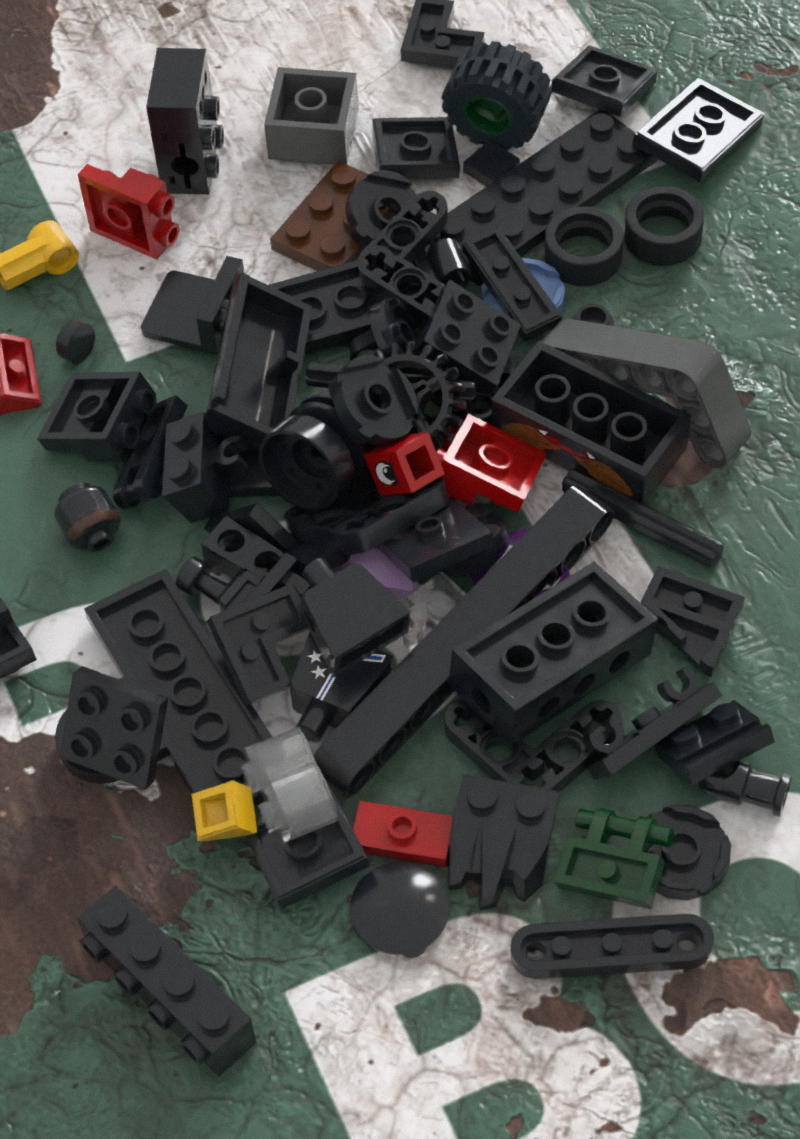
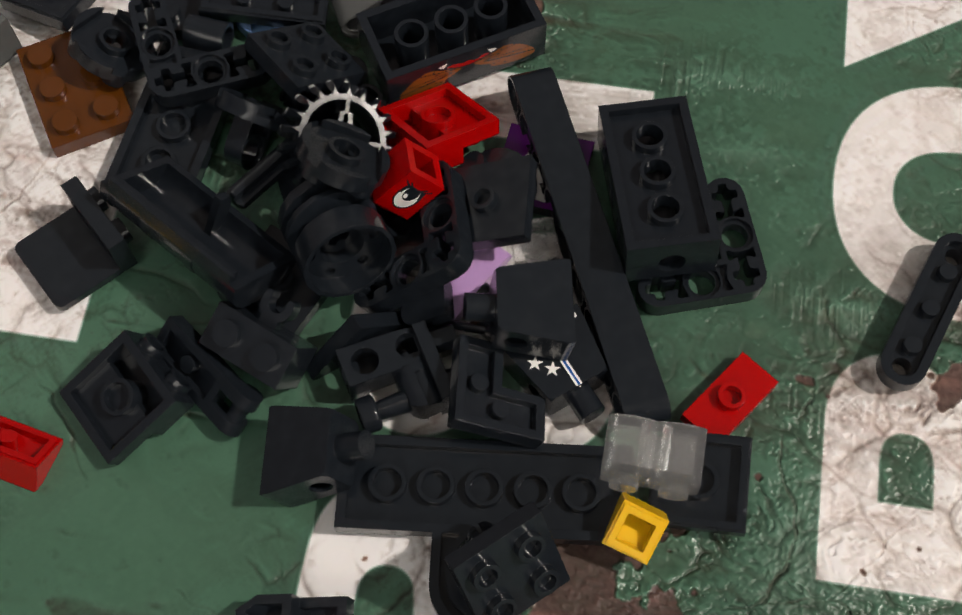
camera: 60 degrees left, 10 degrees up
(75, 341) = (24, 369): black tile -> none
(87, 517) = (231, 468): black head -> none
(127, 554) = (311, 454): none -> black torso
(399, 909) = (799, 444): black dish -> none
(500, 838) = (784, 330): black plate -> none
(609, 870) = (867, 271): dark green plate -> none
(649, 520) = (557, 56): black axle -> none
(650, 725) = (759, 165): black plate -> none
(693, 615) = (674, 73): black wing -> none
(697, 855) = (868, 216): black tile -> none
(714, 741) = (797, 134): black plate -> none
(749, 786) = (847, 135): black piece -> none

